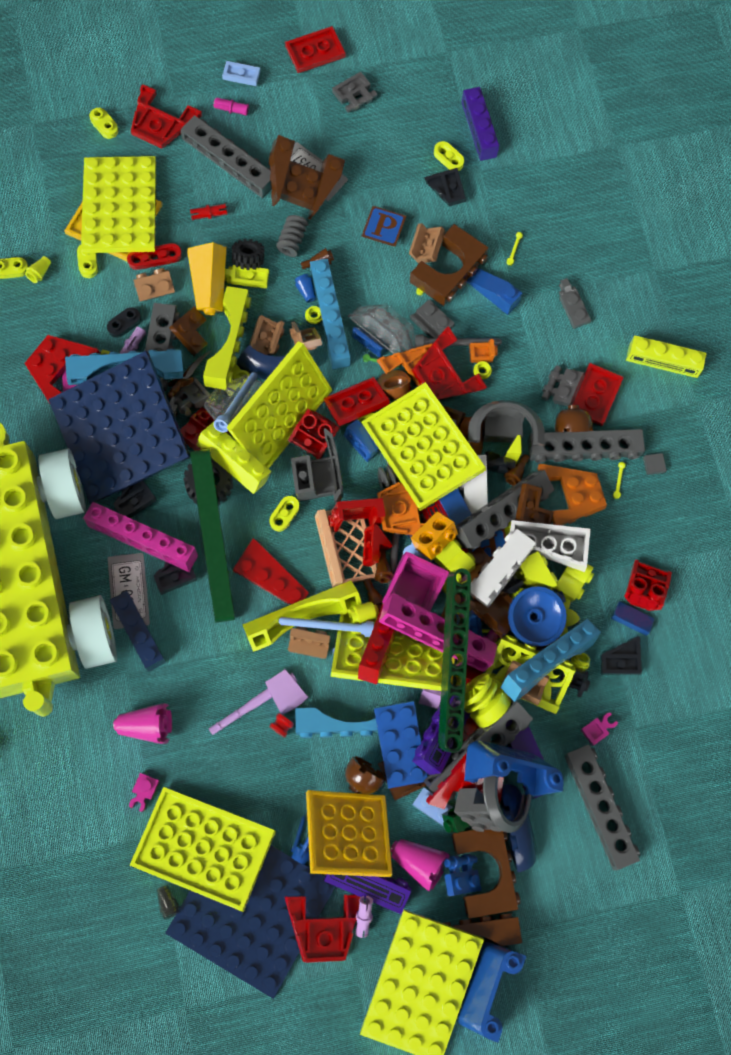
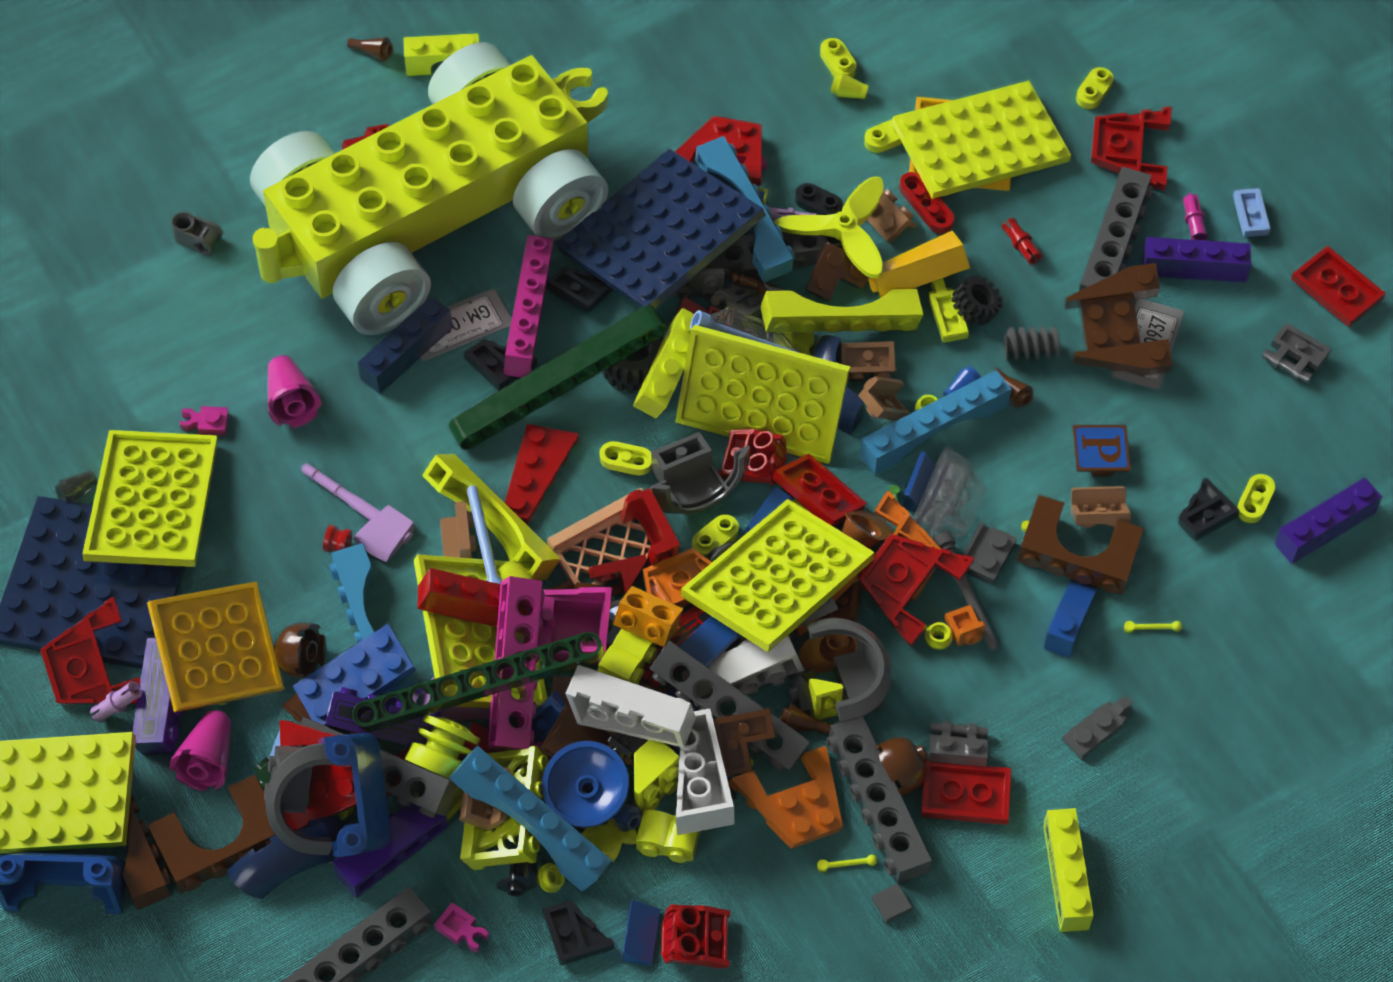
camera: 75 degrees right, 15 degrees down
(164, 310) = (846, 226): none -> neon yellow piece
(266, 117) = (1198, 259): none -> dark purple brick
(363, 477) = (716, 534): none -> neon yellow plate
(464, 881) = (194, 807): blue plate -> none

